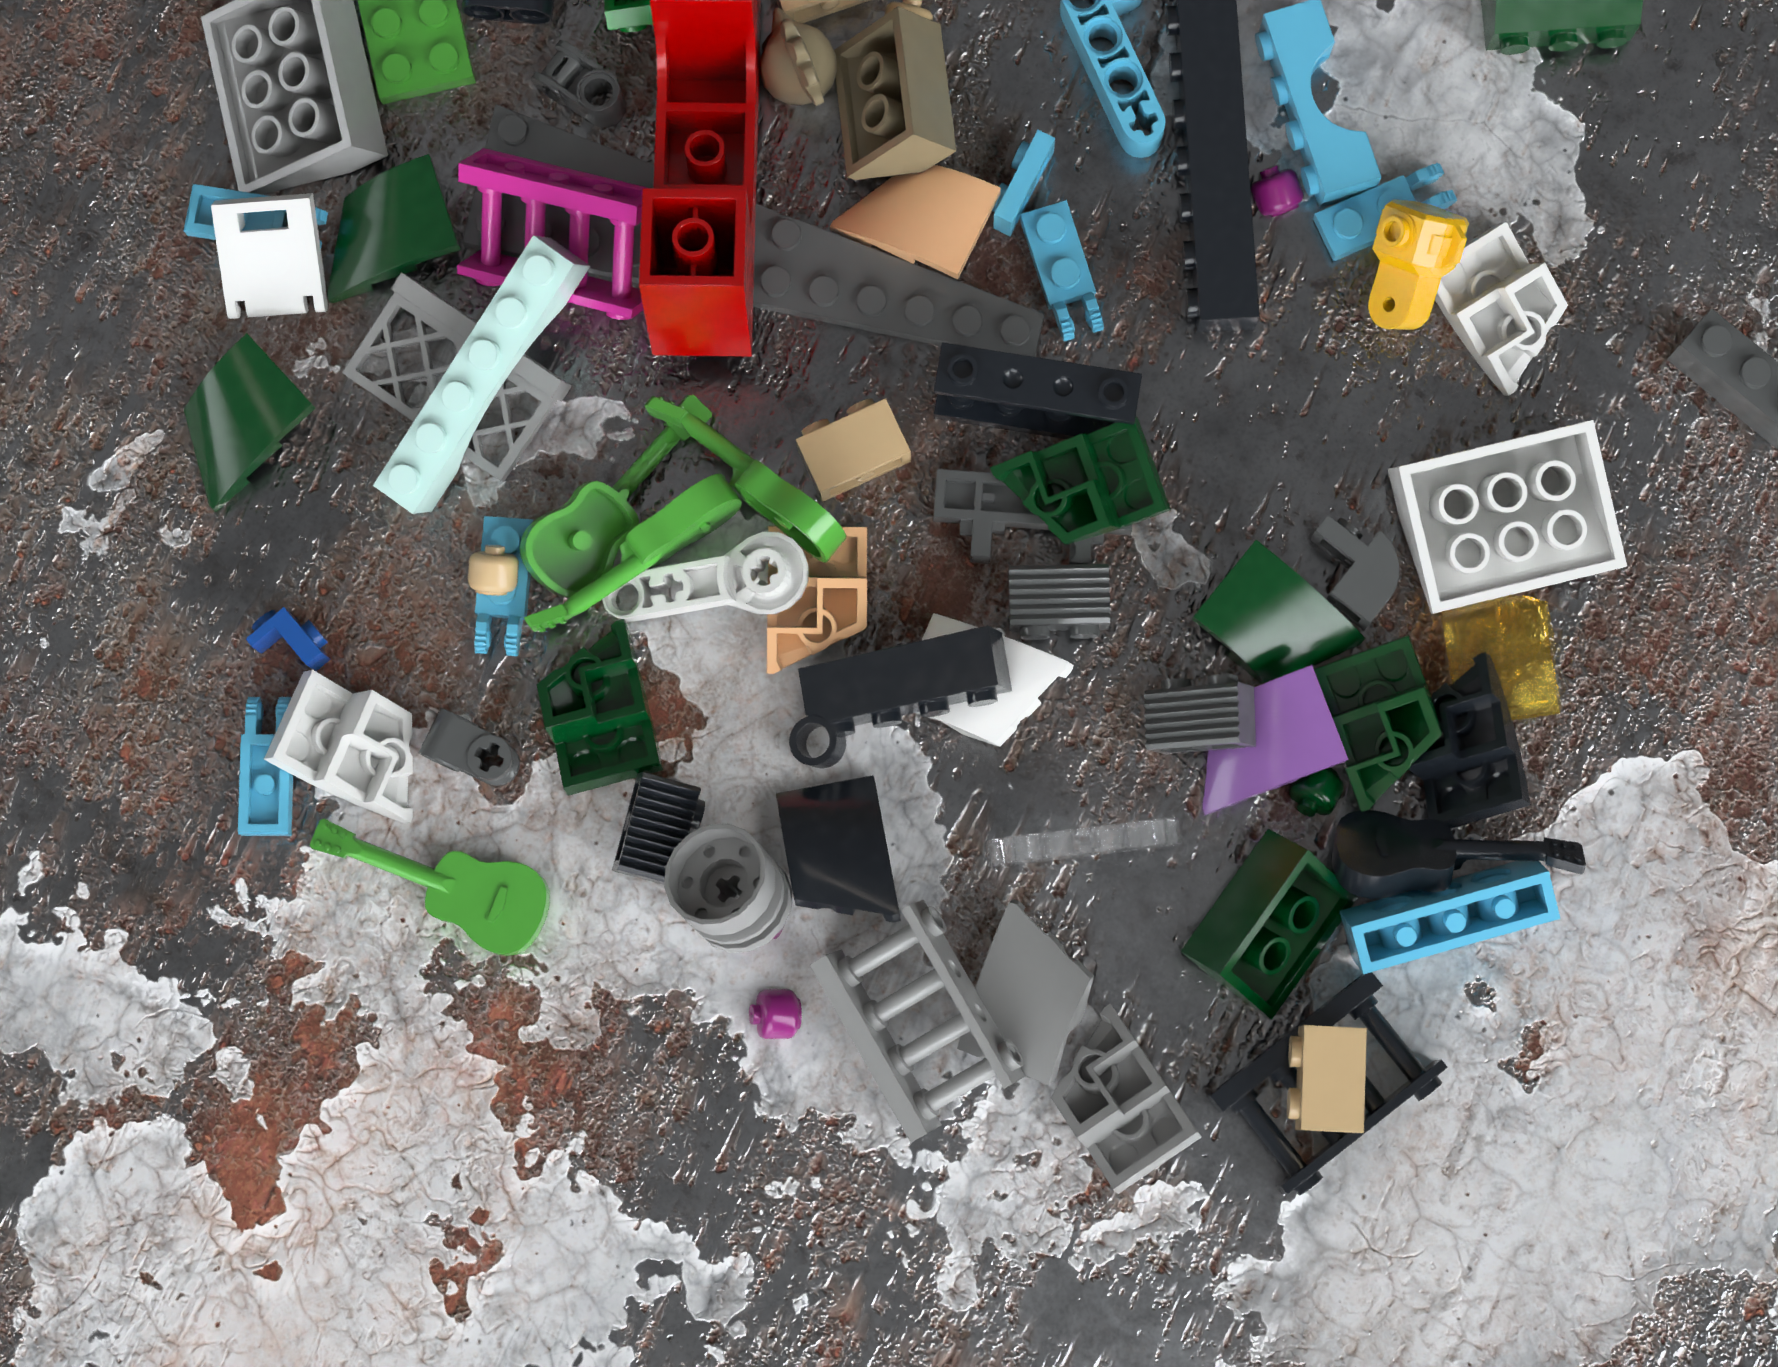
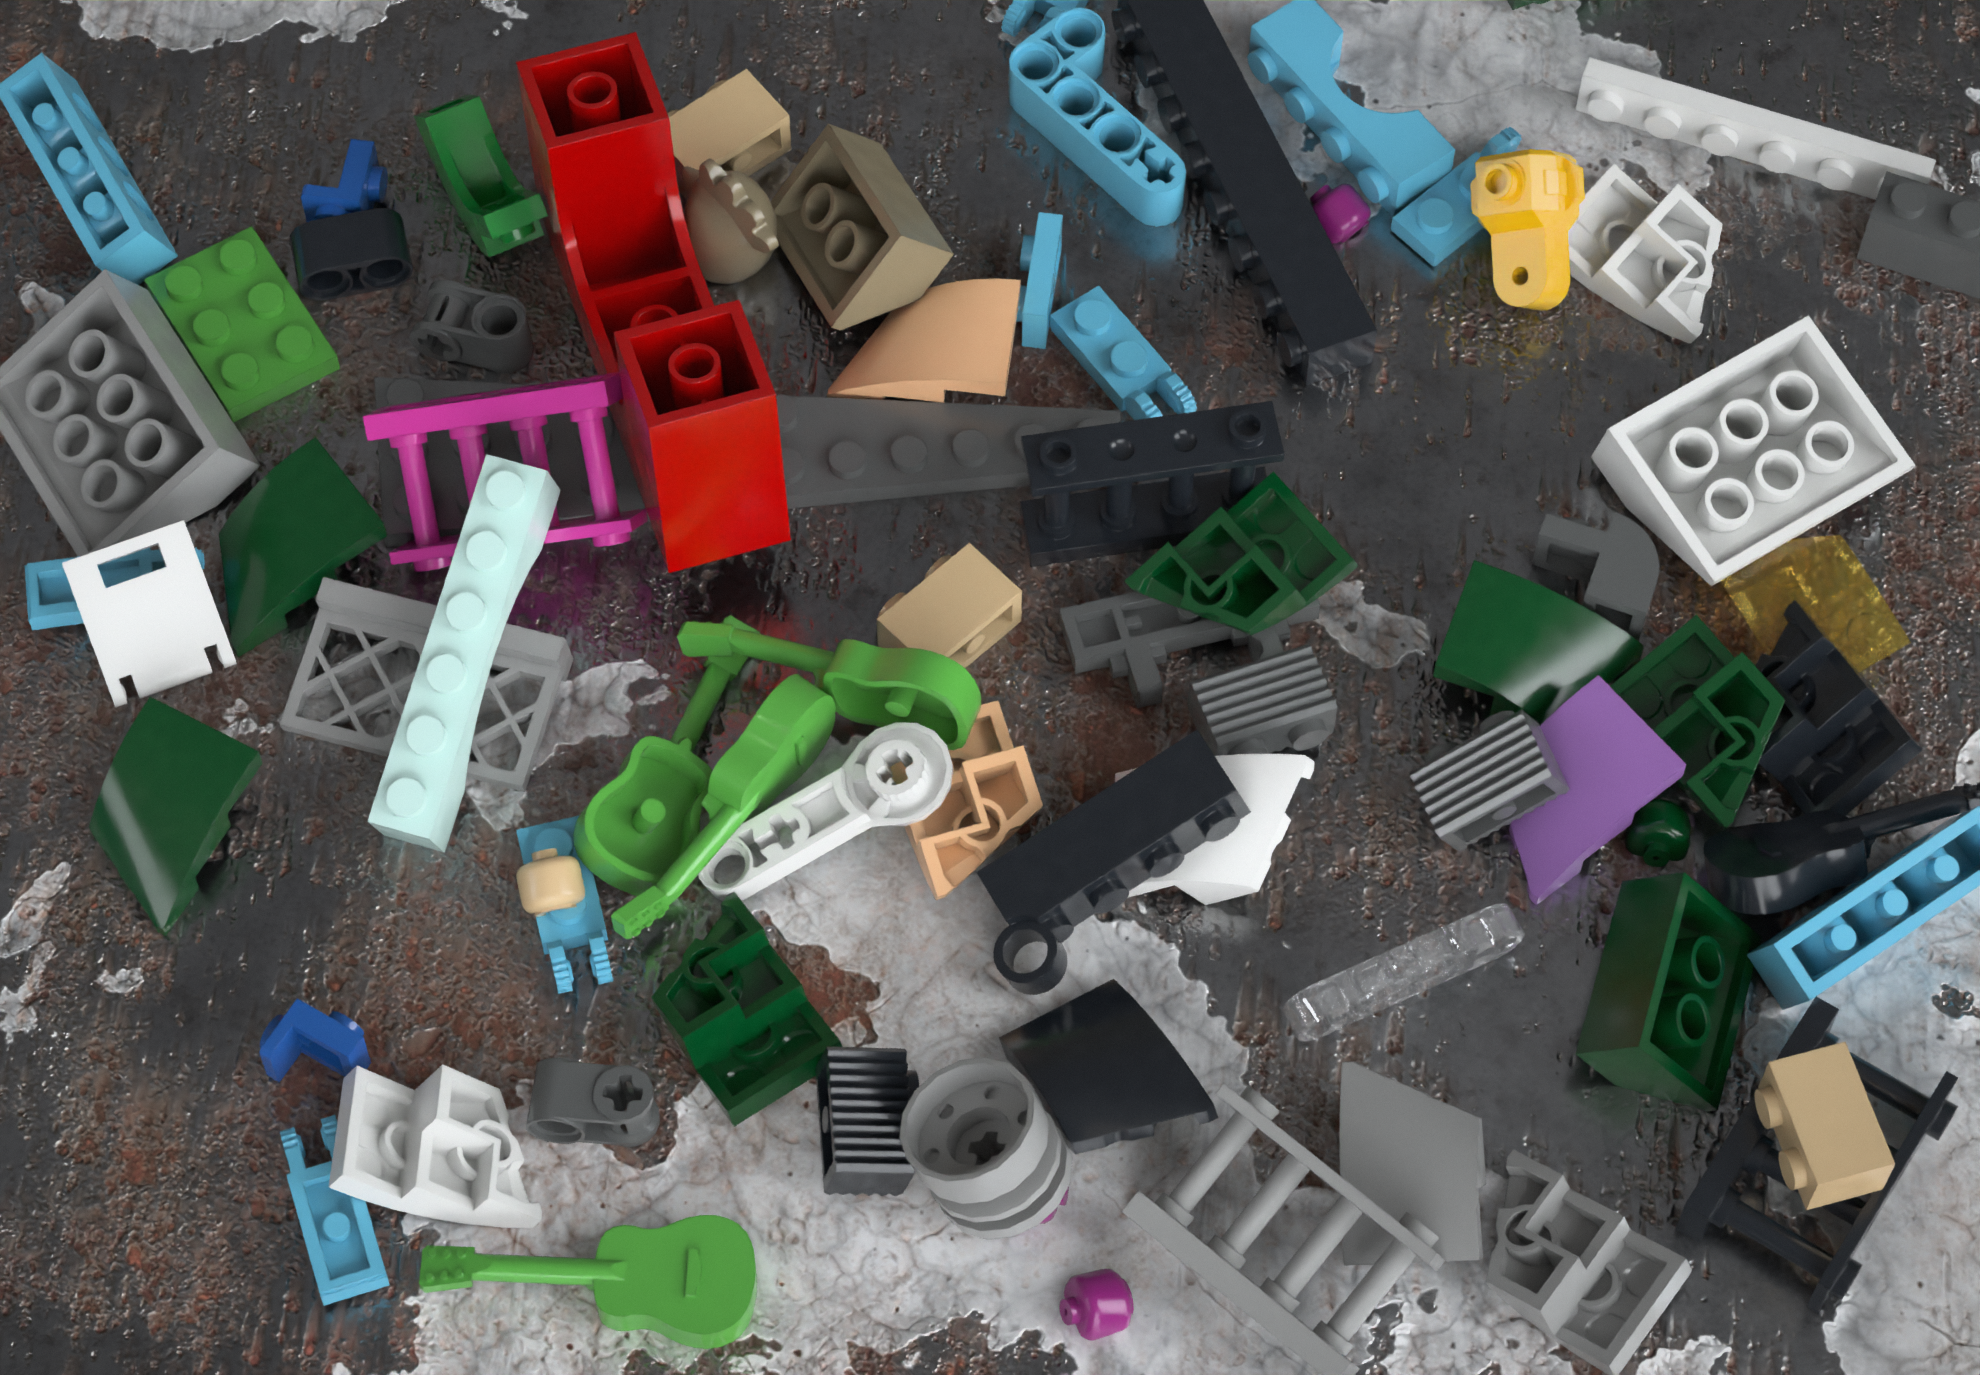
camera: 25 degrees left, 20 degrees down
(1612, 221) = (1744, 131): none -> white plate

